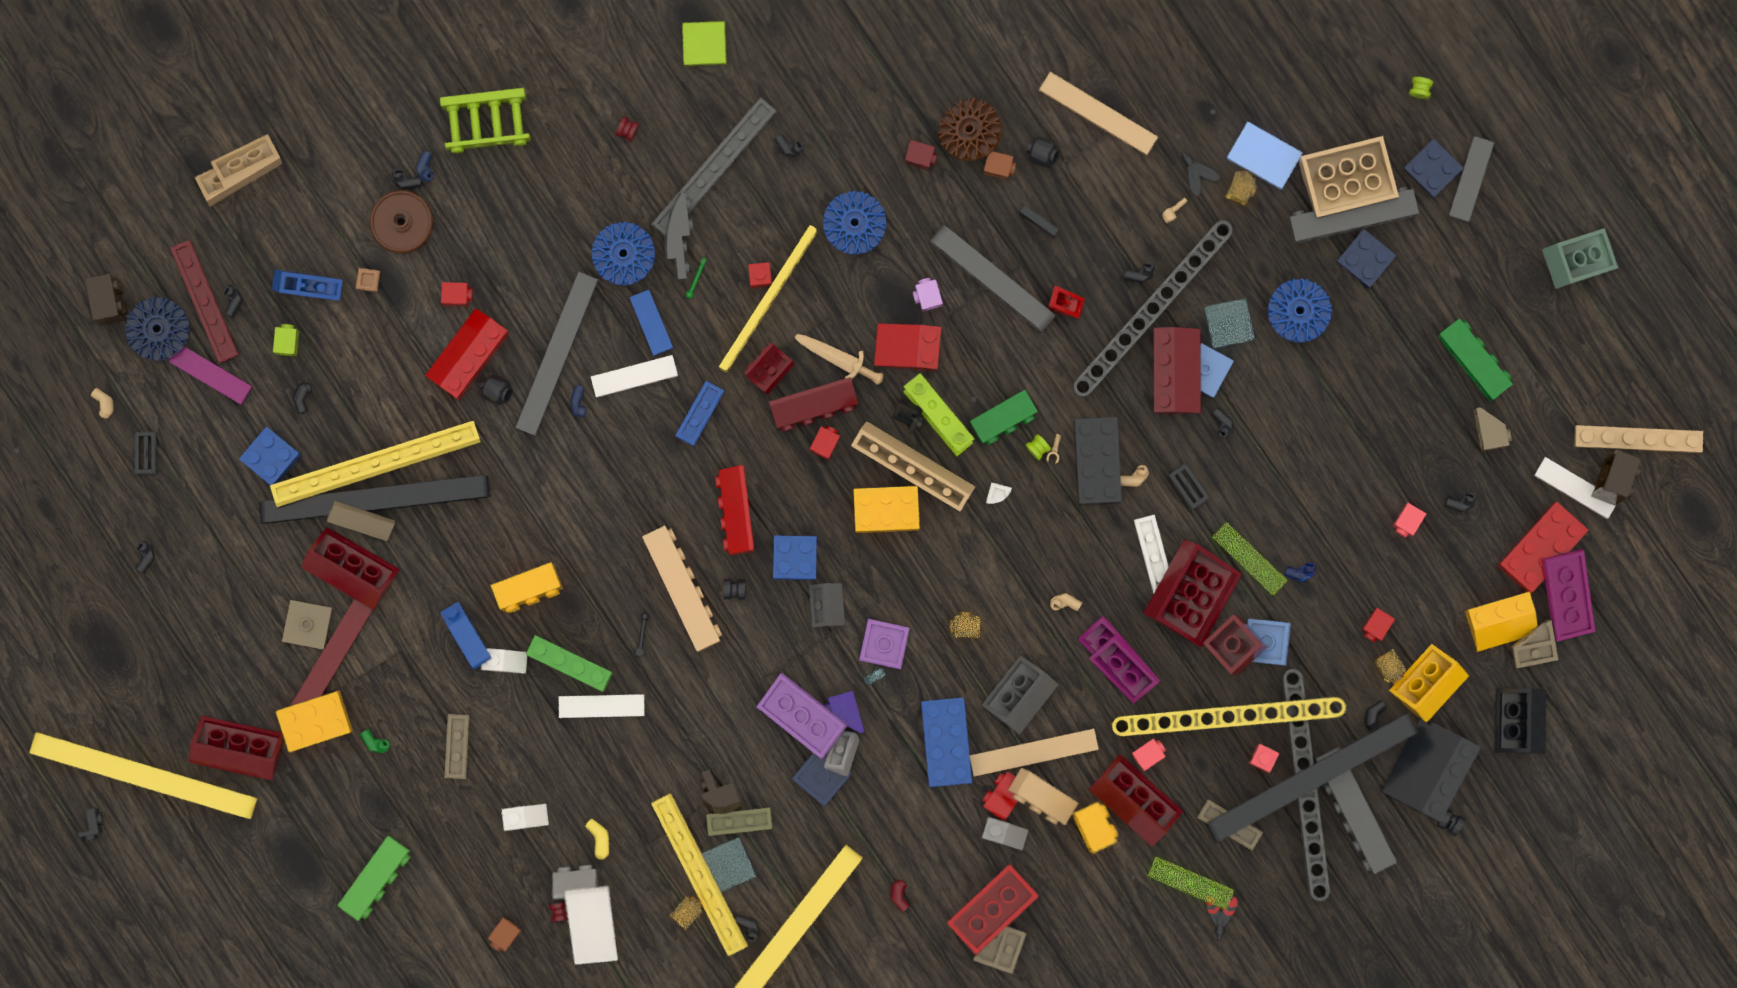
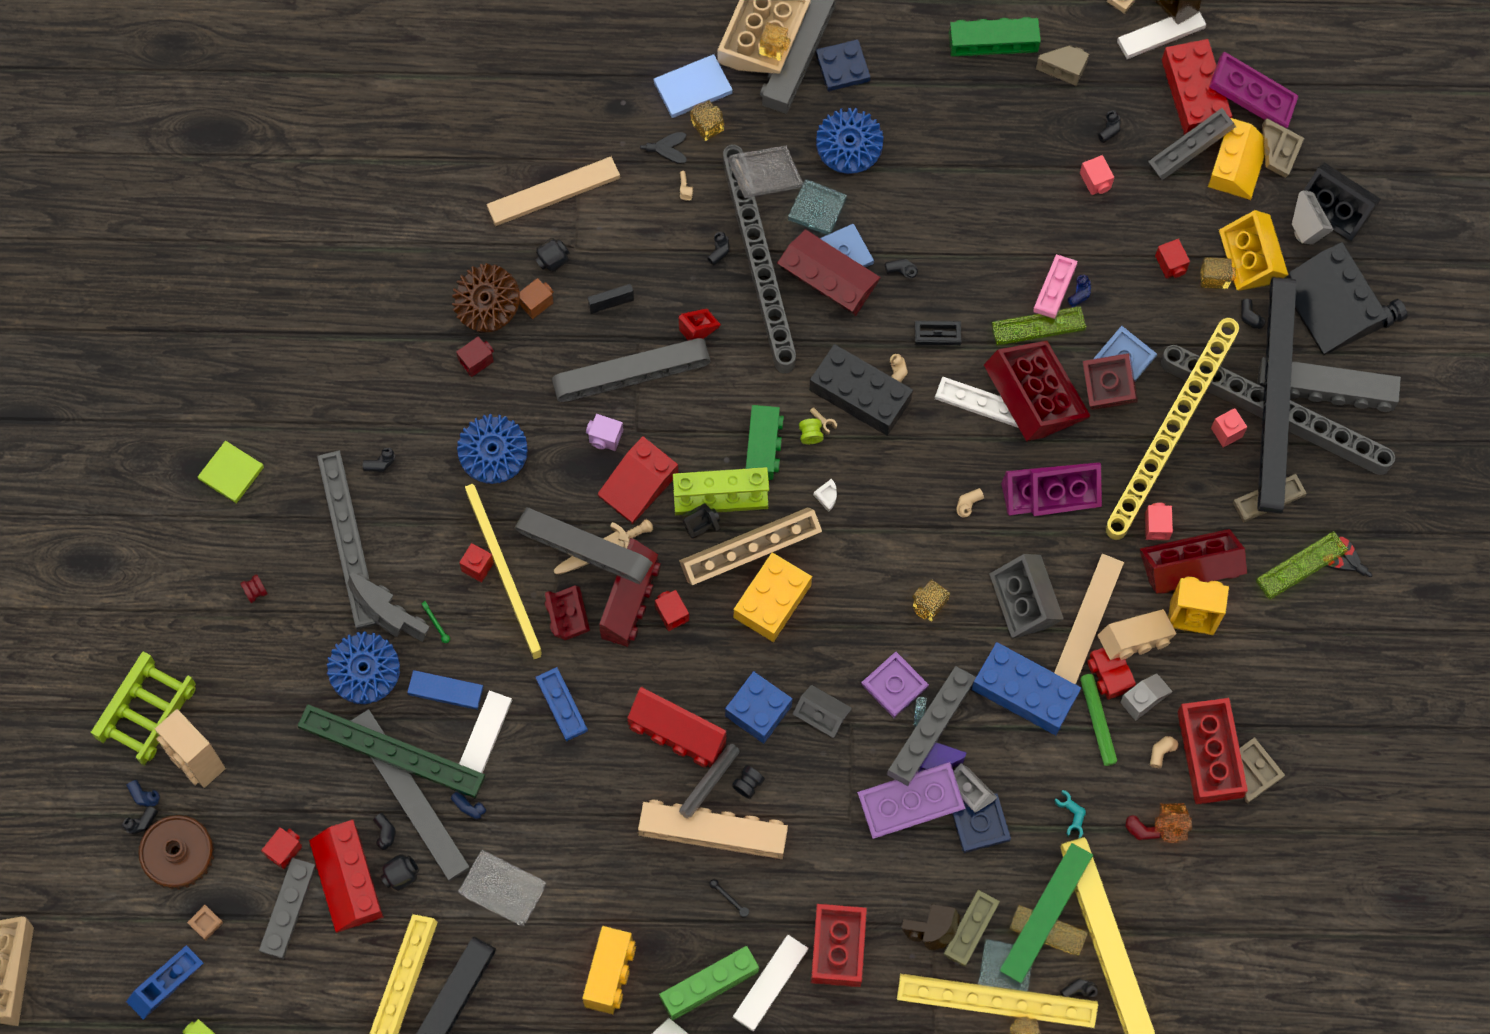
camera: 55 degrees left, 15 degrees down
(417, 329) = (287, 908): none -> dark grey plate
(472, 179) = (189, 749): none -> tan brick
(518, 359) = (387, 831): none -> black arm
(537, 469) = (502, 888): none -> clear tile
(576, 319) = (391, 751): none -> dark green plate
(658, 736) = (838, 945): none -> red brick
(714, 561) = (709, 781): none -> dark grey axle
(776, 877) = (1062, 935): none -> clear yellow tile
(785, 868) = (1046, 913): none -> green tile
(822, 346) = (583, 545): none -> dark grey beam
(867, 693) = (931, 726): none -> dark grey plate
(881, 839) = (1076, 809): none -> teal arm
(917, 915) = (1173, 822): none -> clear orange brick
(962, 809) = (1098, 719): none -> bright green axle
(971, 870) = (1160, 748): none -> tan arm
(1226, 264) = (765, 171): none -> clear tile
(1290, 550) = (1055, 286): none -> bright pink tile
(1335, 196) = (774, 41): none -> clear yellow brick
(1486, 577) = (1192, 144): none -> dark grey plate
(1487, 709) = (1309, 219): none -> light grey slope

